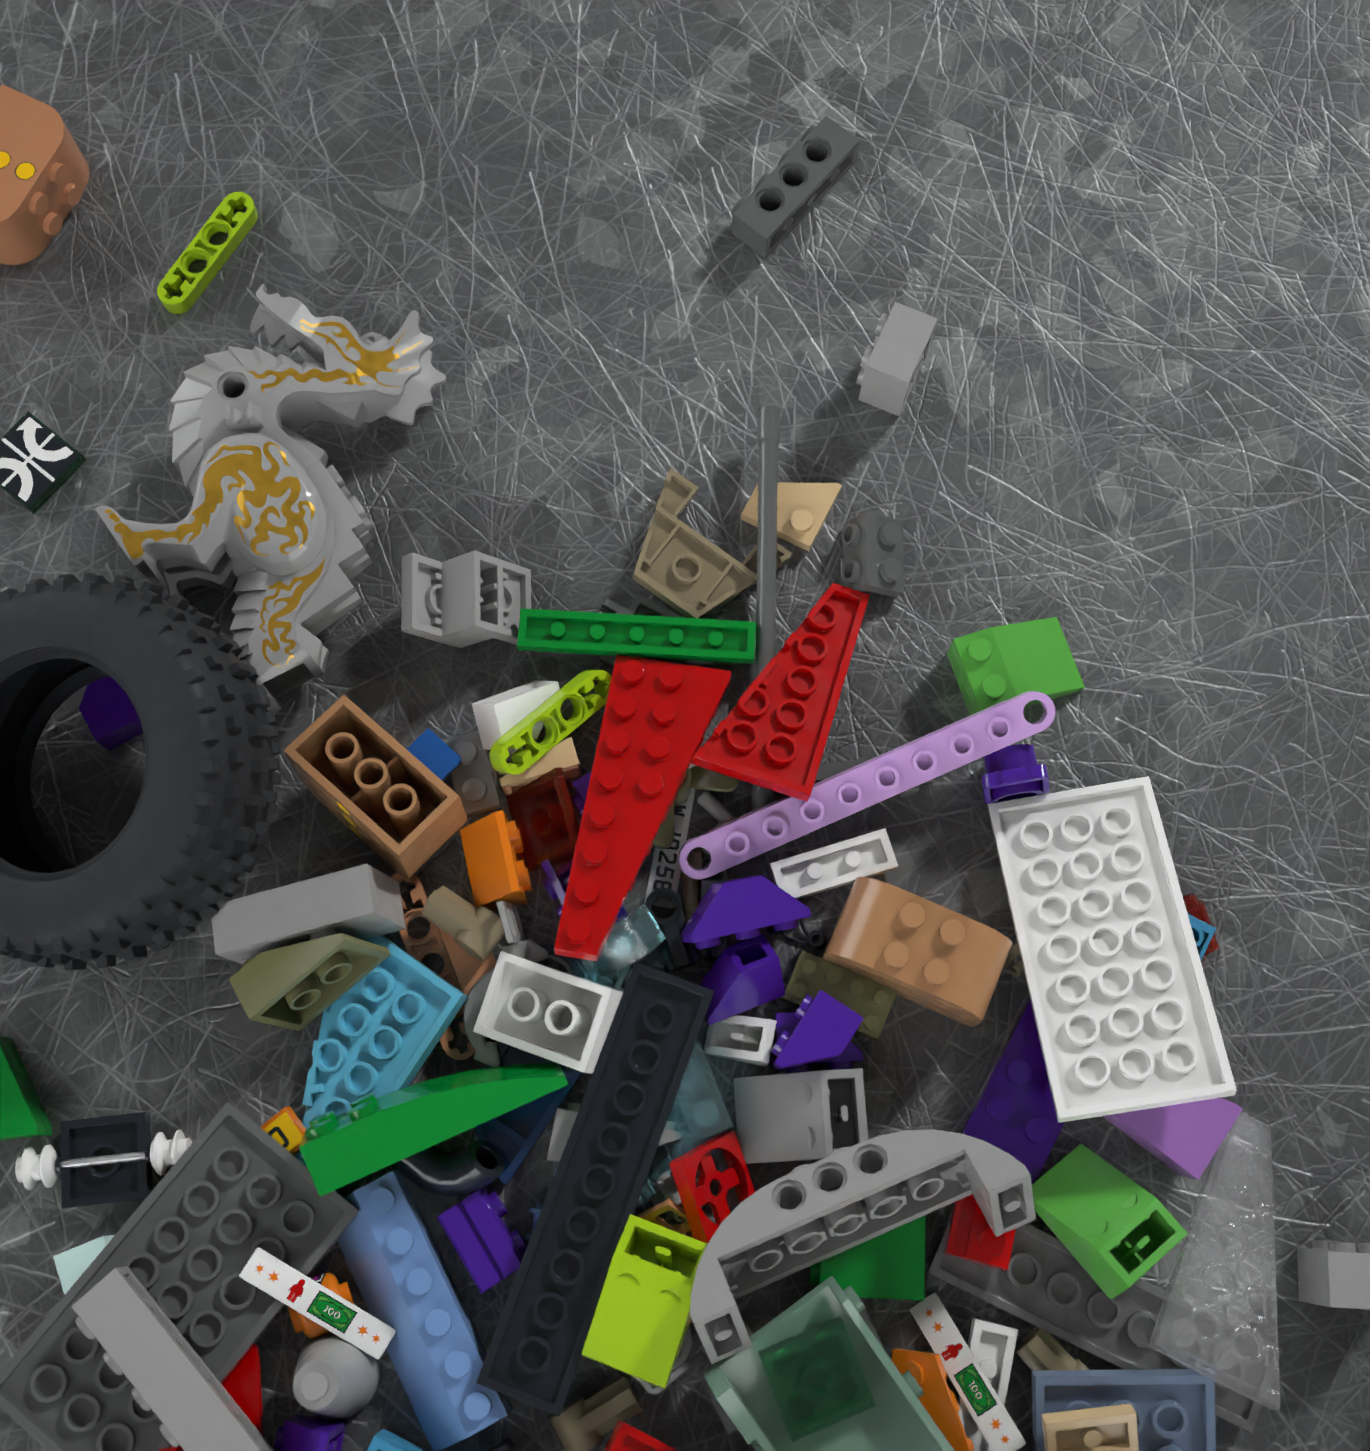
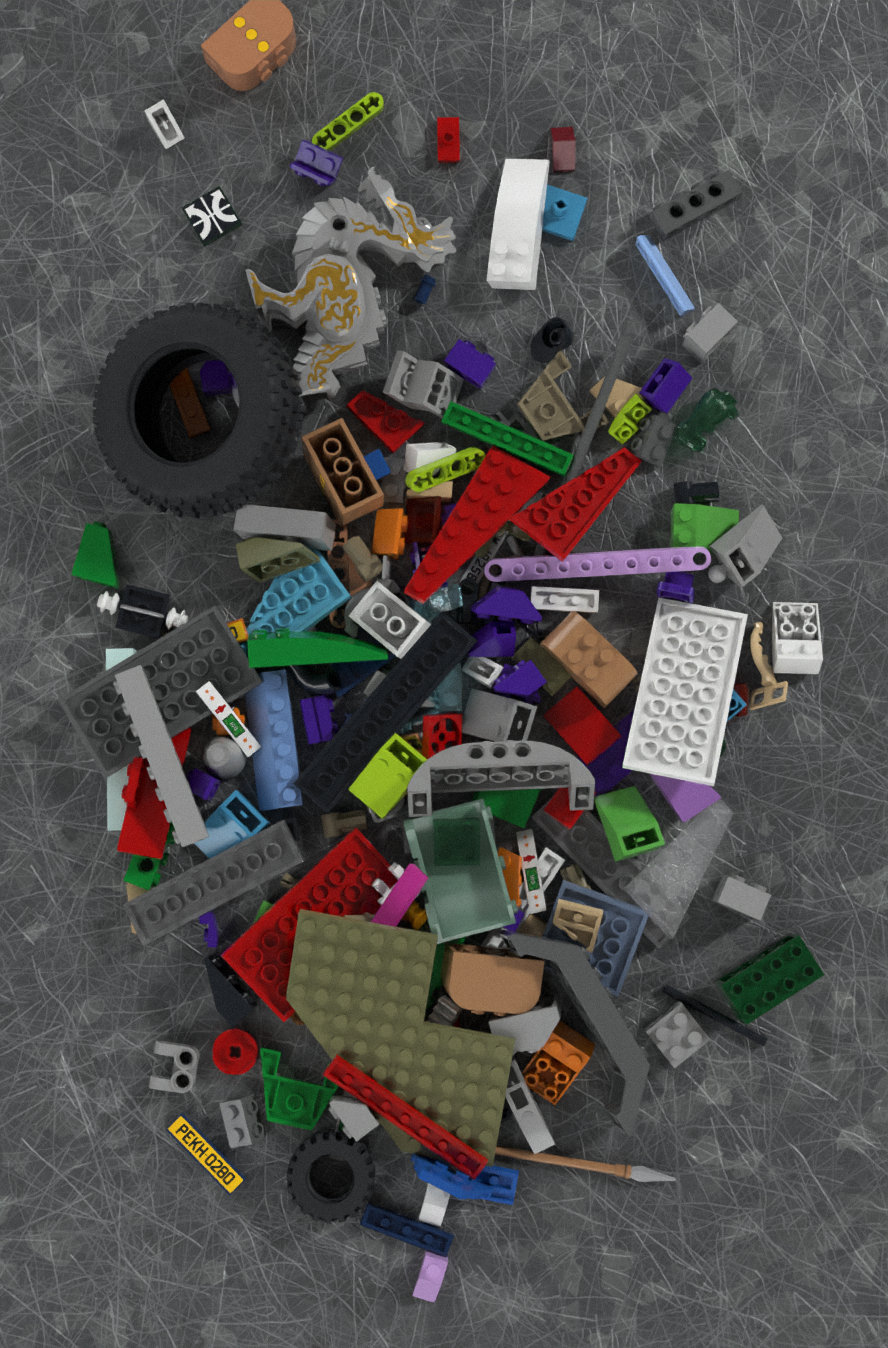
camera: 20 degrees right, 10 degrees up
(82, 771) = (189, 405): none -> orange tile
(176, 323) = (317, 163): none -> dark purple bracket
(375, 224) = (448, 140): none -> red plate
(416, 453) = (424, 289): none -> dark blue pin
(425, 684) = (386, 423): none -> red wing
(531, 309) = (518, 225): none -> white slope
(532, 540) = (470, 363): none -> dark purple brick
(560, 178) = (563, 149): none -> dark red slope
(588, 270) = (562, 212): none -> dark azure tile
(648, 456) = (551, 338): none -> black cap
(787, 305) = (664, 275): none -> light blue slope
(818, 546) = (625, 422): none -> lime slope
(860, 463) = (665, 385): none -> dark purple brick
(947, 480) = (709, 413): none -> clear green animal
(950, 1073) = (582, 726): none -> red tile
(979, 612) = (695, 493): none -> black piece
(1097, 672) = (747, 546): none -> light grey slope
(1225, 870) = (768, 679): none -> tan piece
(1242, 789) = (796, 638): none -> white slope

